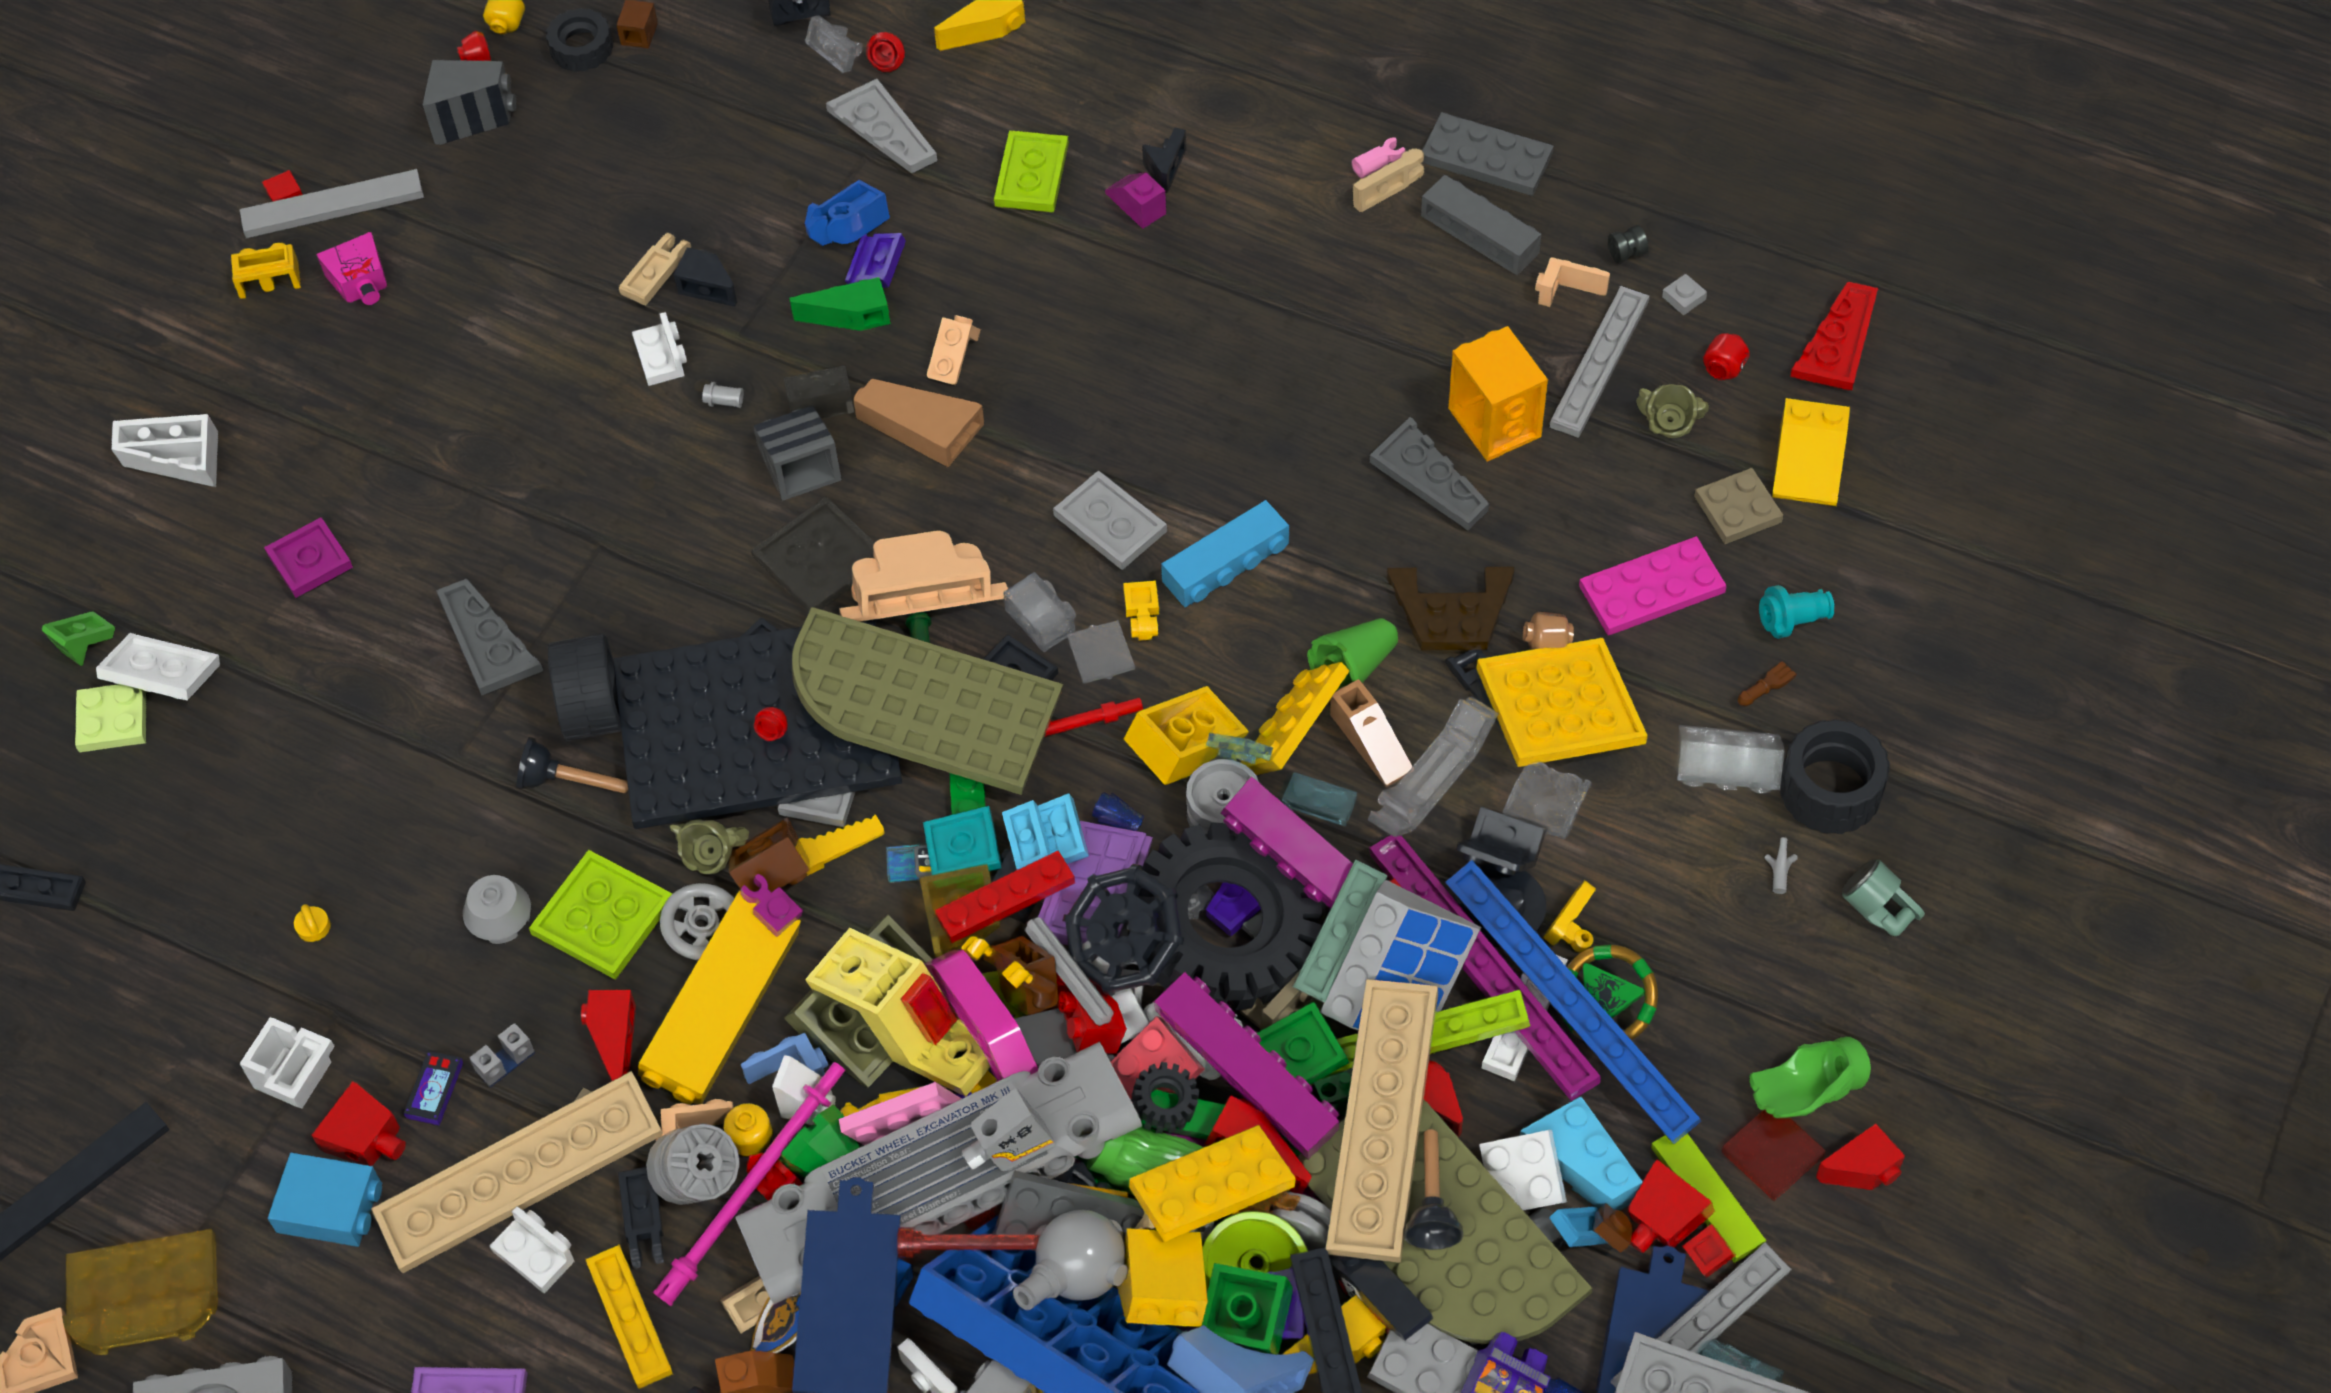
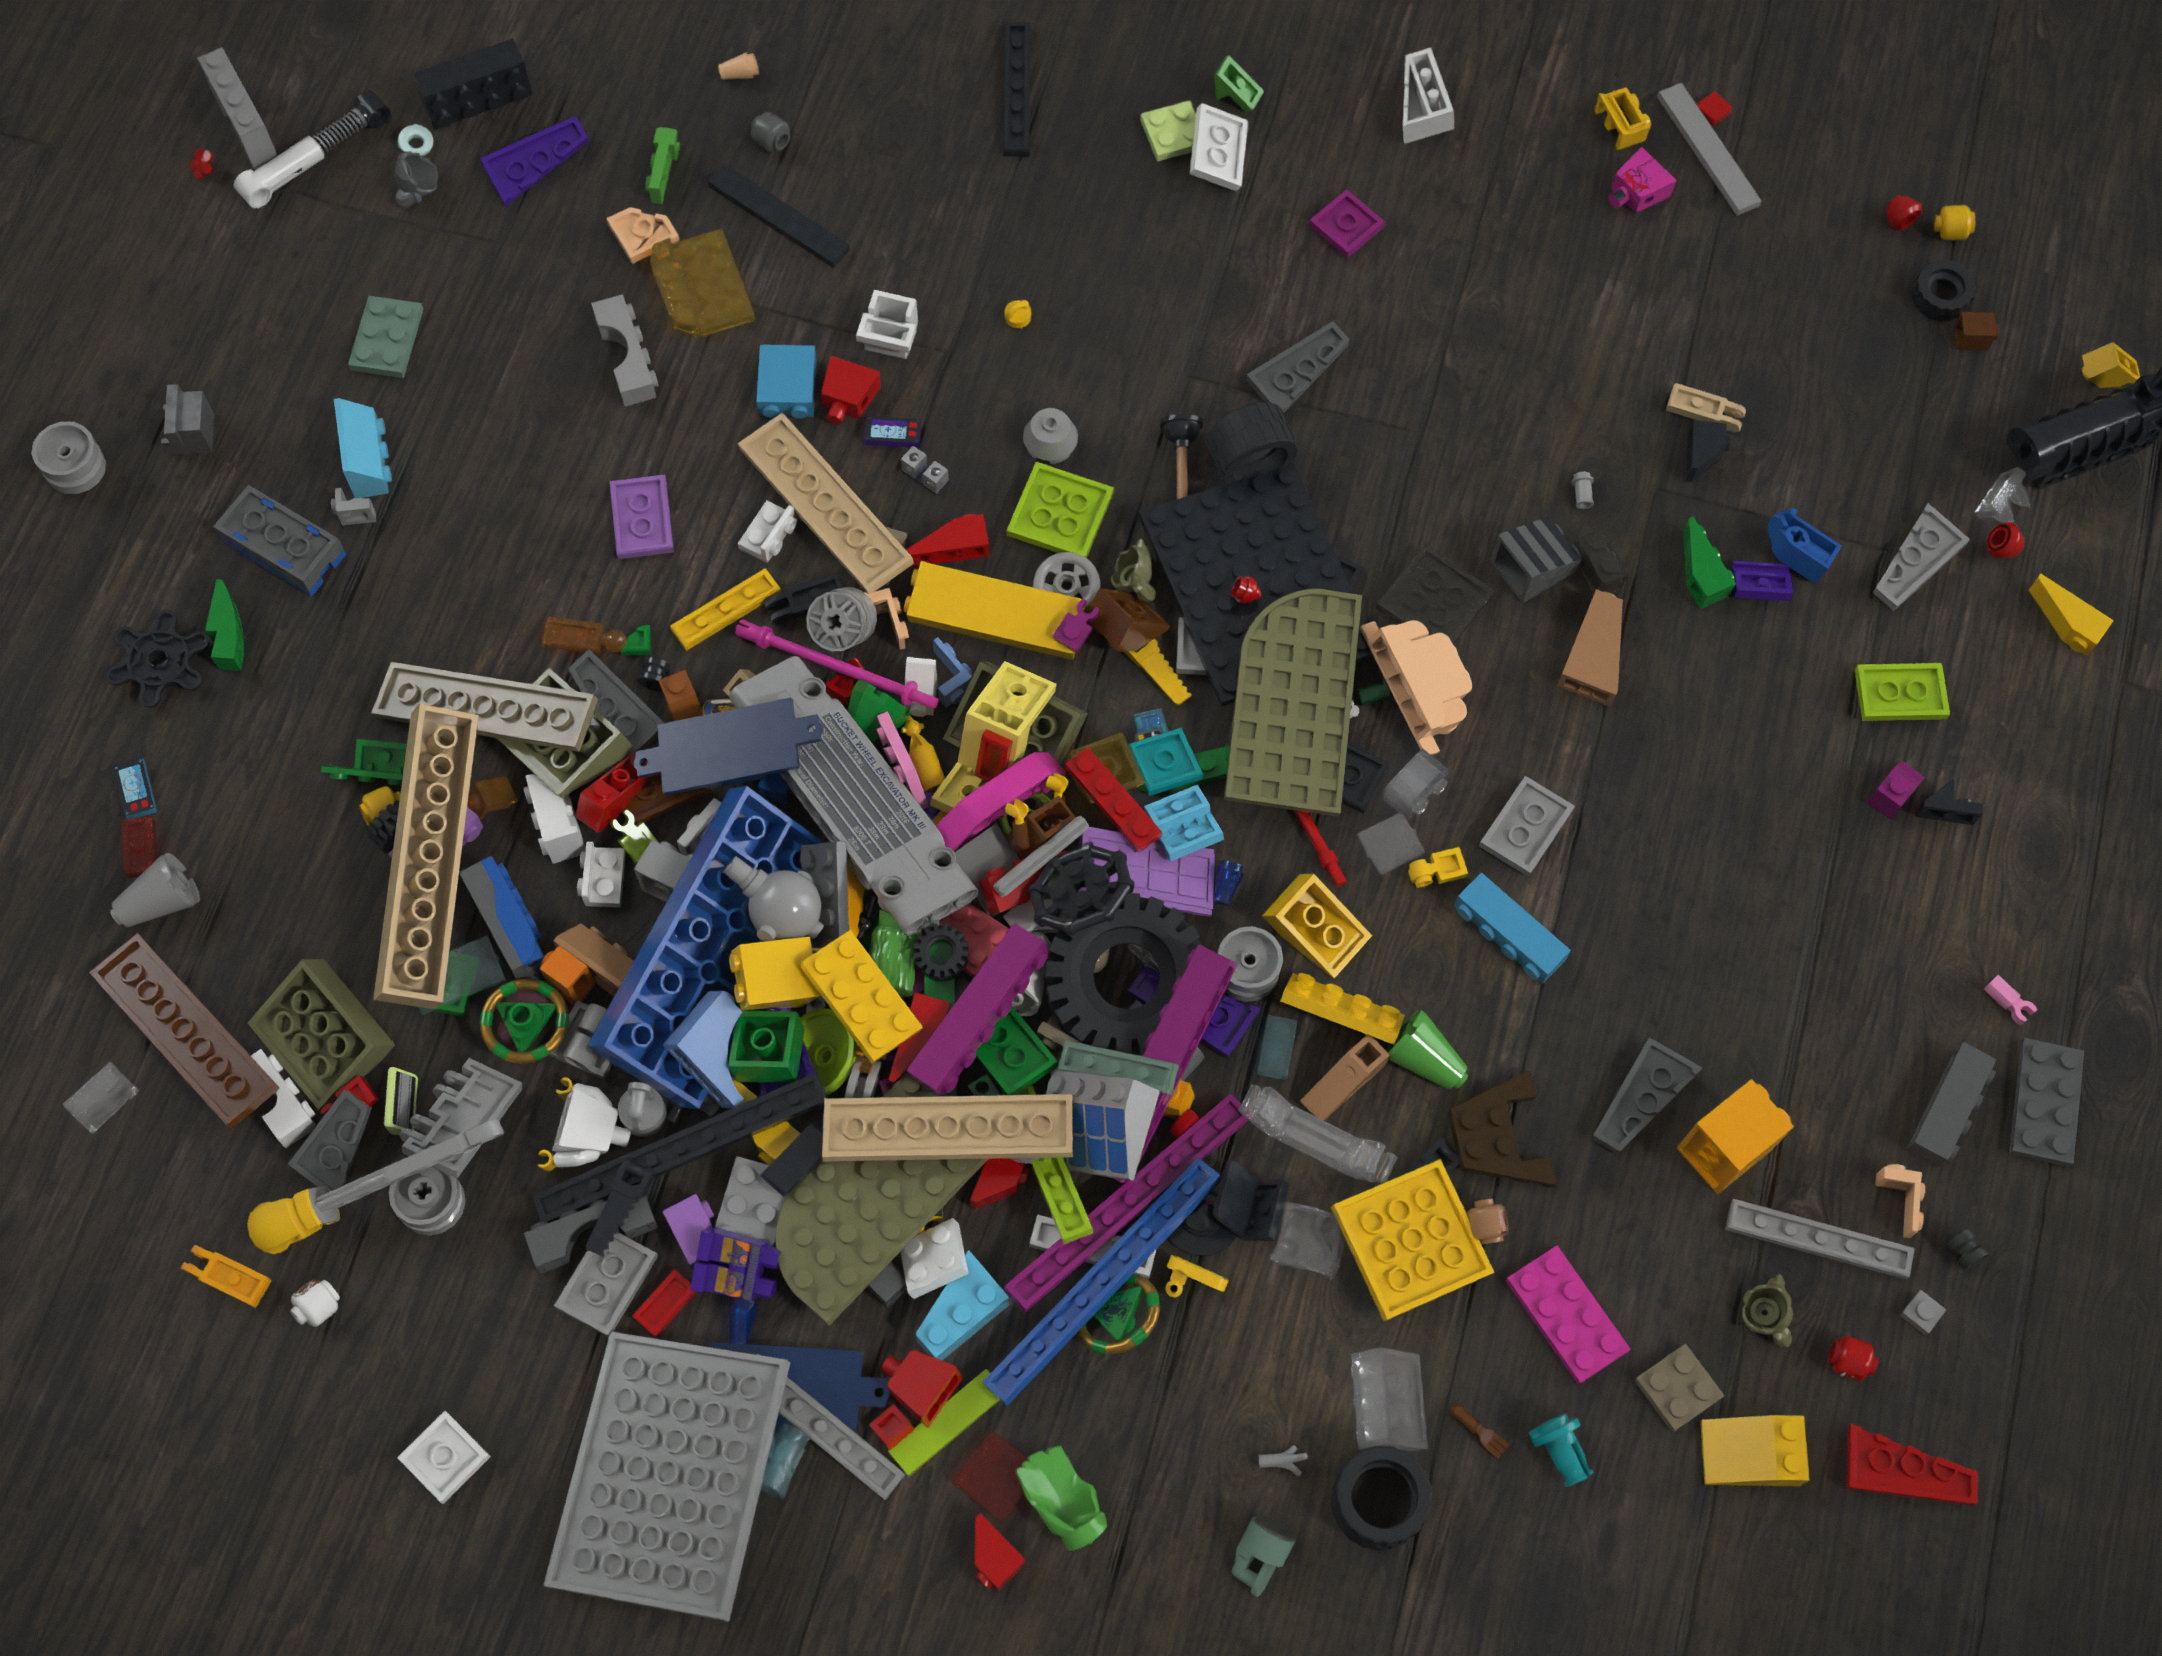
camera: 75 degrees right, 10 degrees up
(467, 98) = (1840, 214): dark grey slope -> none
(659, 352) = (1618, 431): white bracket -> none
(748, 1129) = (885, 655): yellow head -> none
(914, 1242) = (778, 778): clear red piece -> none
(951, 349) = (1681, 659): light nougat bracket -> none
(1008, 1133) = (869, 829): light grey torso -> none
(1239, 748) = (1296, 964): clear light blue plate -> none
(1388, 180) = (1983, 1012): tan hinge -> none
(1433, 1223) = (860, 1180): black piece -> none
(1577, 1226) = (892, 1314): dark azure tile -> none
(1613, 1227) = (896, 1340): reddish brown plate -> none

